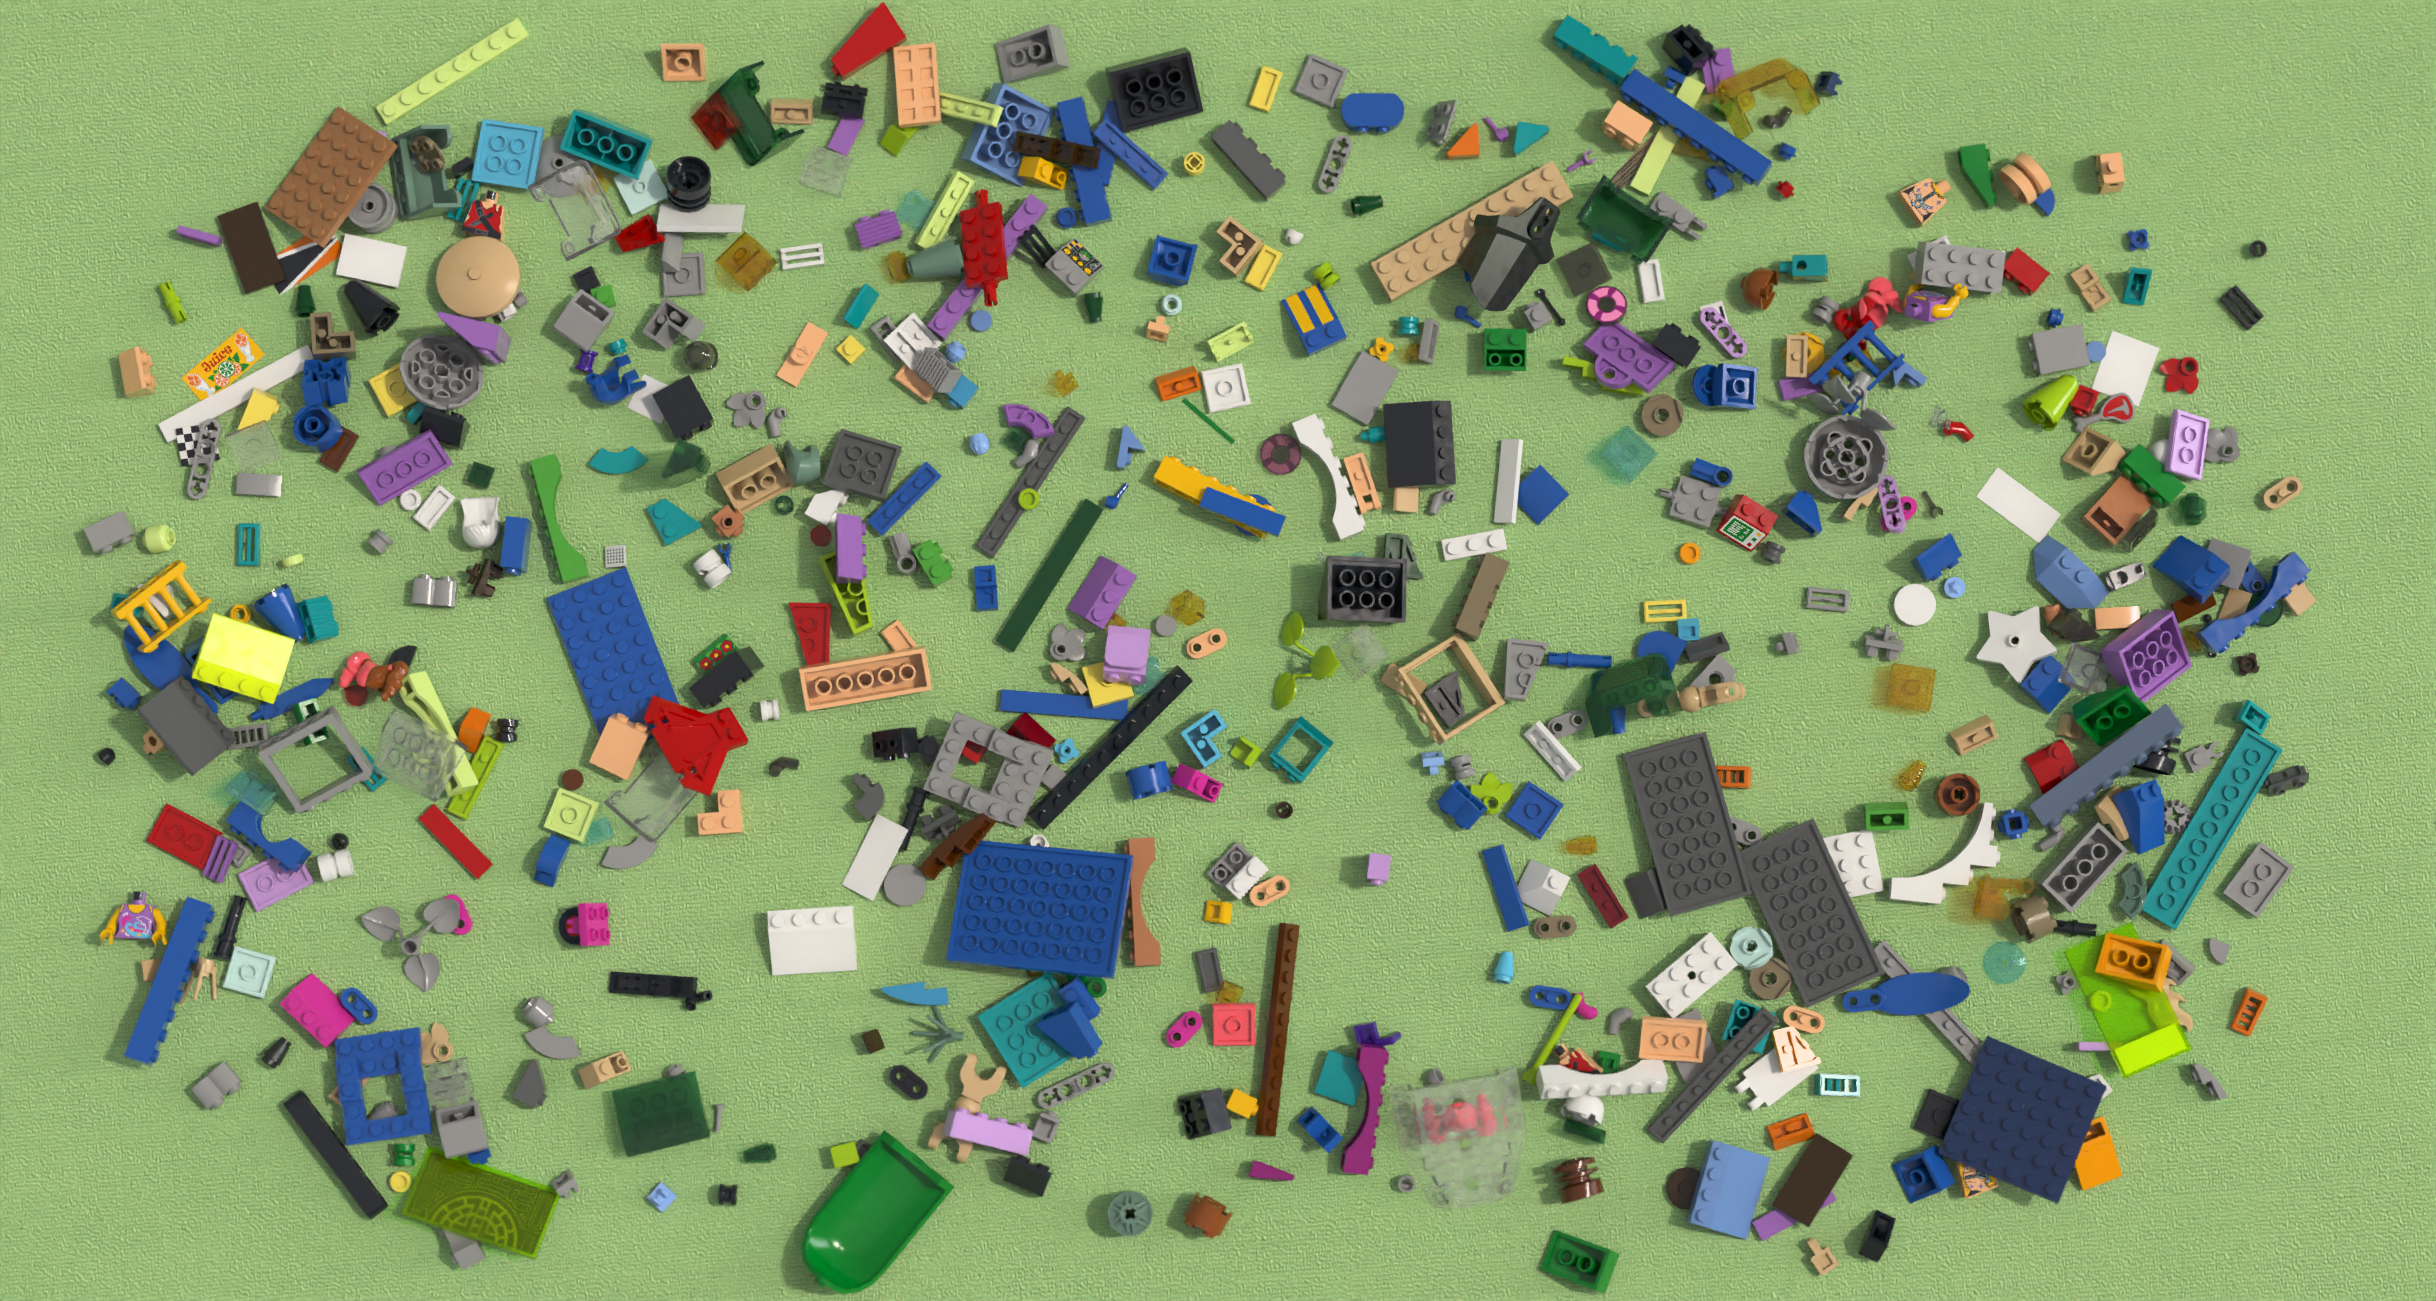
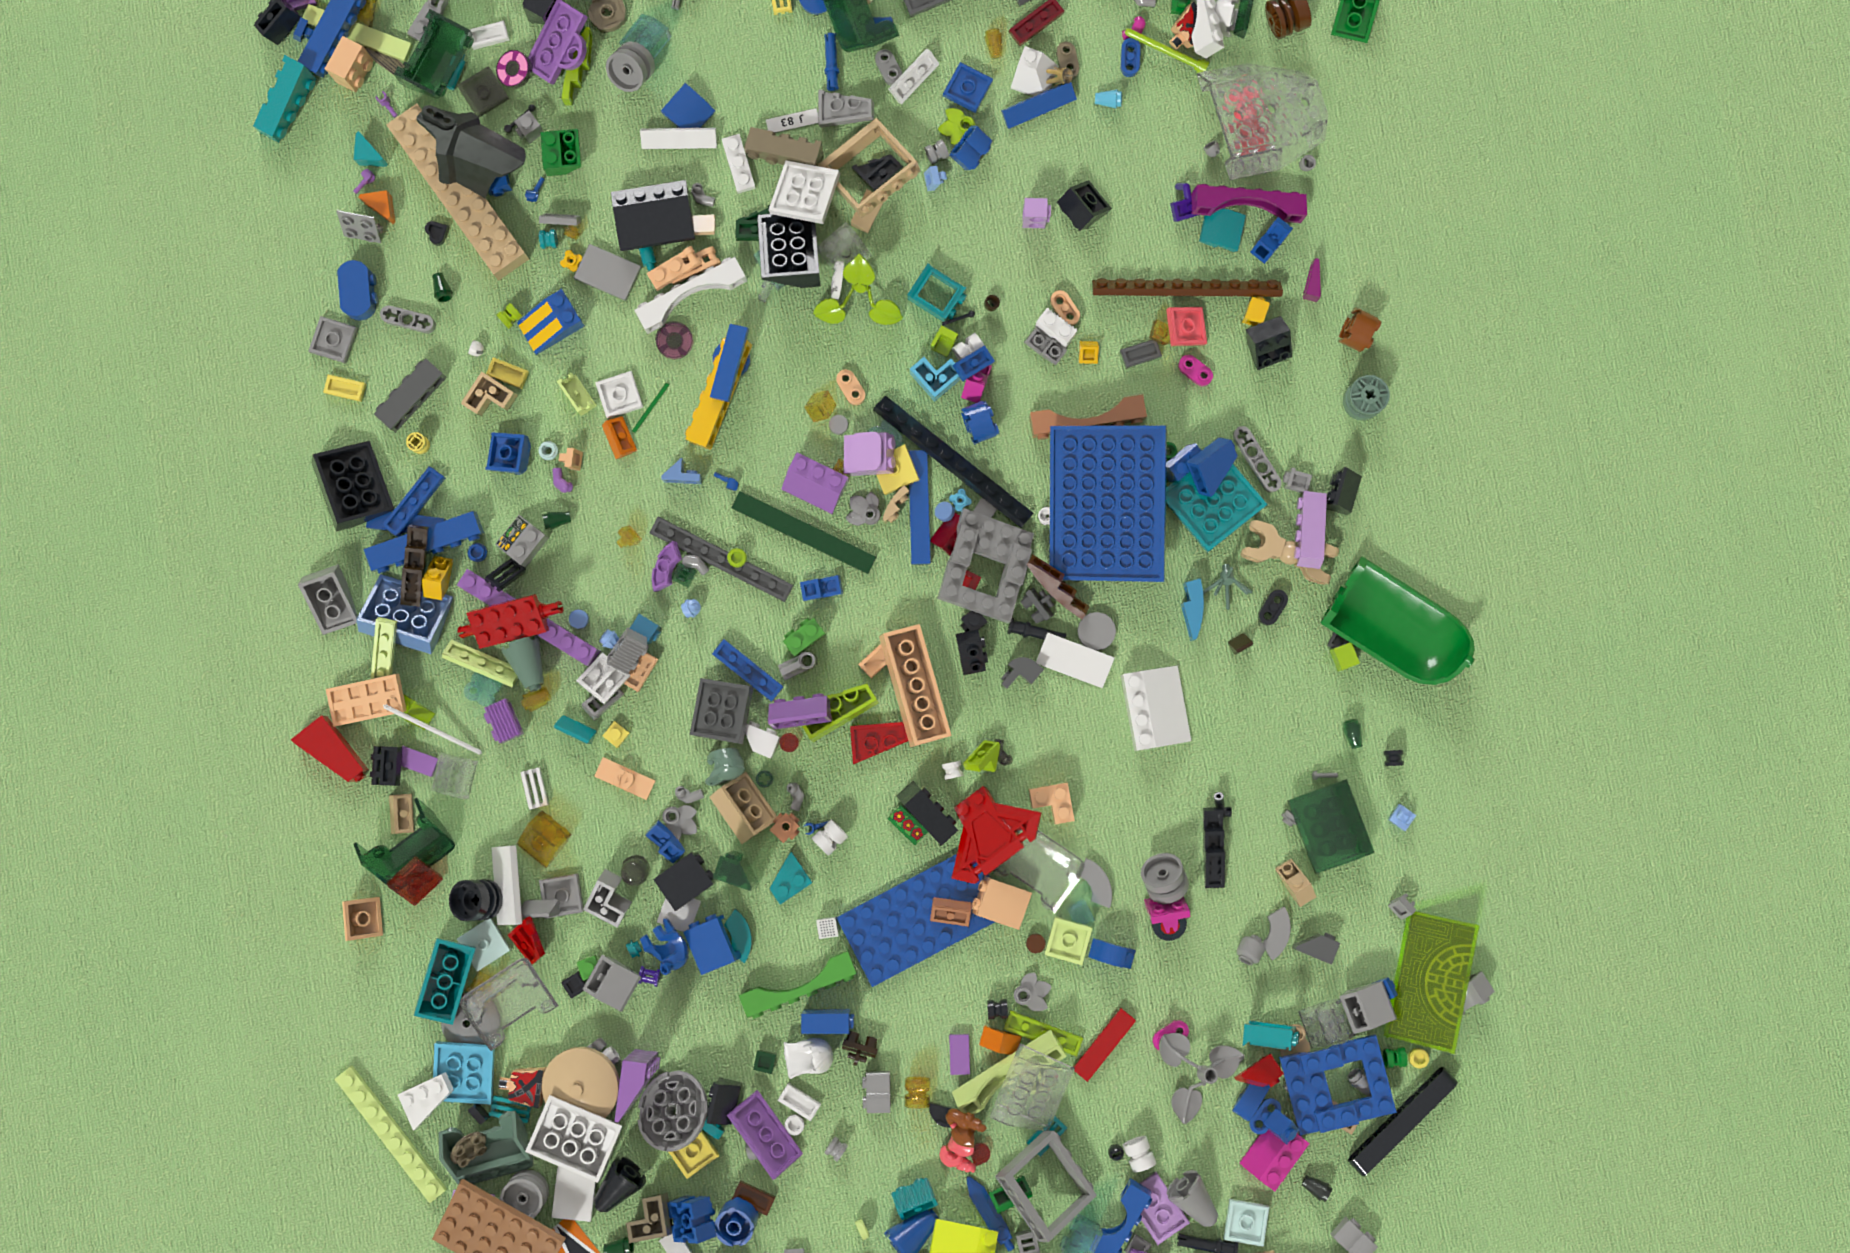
camera: 90 degrees left, 0 degrees up
(281, 917) = (1193, 1198): none -> light grey cone
(347, 1018) = (1281, 1126): none -> blue brick
(380, 993) = (1249, 1101): none -> blue slope
(405, 1006) = (1261, 1073): none -> red slope
(424, 266) = (574, 1139): none -> white slope
(429, 634) = (917, 1089): none -> clear yellow wheel
(444, 1019) = (1270, 1035): none -> teal window
(464, 684) = (959, 1054): none -> medium lavender tile
(486, 111) = (424, 1098): none -> white wing
(520, 773) = (1035, 992): none -> light grey plate
(612, 429) = (710, 944): none -> blue panel
(617, 690) = (951, 911): none -> nougat slope
(625, 925) = (1164, 878): none -> light grey wheel
(726, 394) = (665, 839): none -> blue slope
(762, 539) = (797, 795): none -> light grey arm
(779, 744) = (984, 757): none -> lime slope
(877, 154) = (432, 729): none -> white axle
(1055, 732) = (944, 511): none -> medium blue tile
(1134, 313) = (559, 482): none -> medium lavender arm
(1212, 779) = (973, 363): none -> blue plate
(1232, 779) = (971, 344): none -> white wheel
(1275, 786) = (971, 314): none -> black hinge
(1323, 639) = (837, 280): none -> white tile
(1358, 461) = (673, 268): none -> light nougat plate
(1384, 925) = (1083, 205): none -> black slope
(1425, 613) = (804, 192): none -> white plate
(1430, 204) = (437, 232): none -> black tile
(1517, 610) = (792, 120): none -> white sticker
(1533, 918) = (1064, 75): none -> pearl gold piece
(1590, 435) = (630, 66): none -> light grey wheel

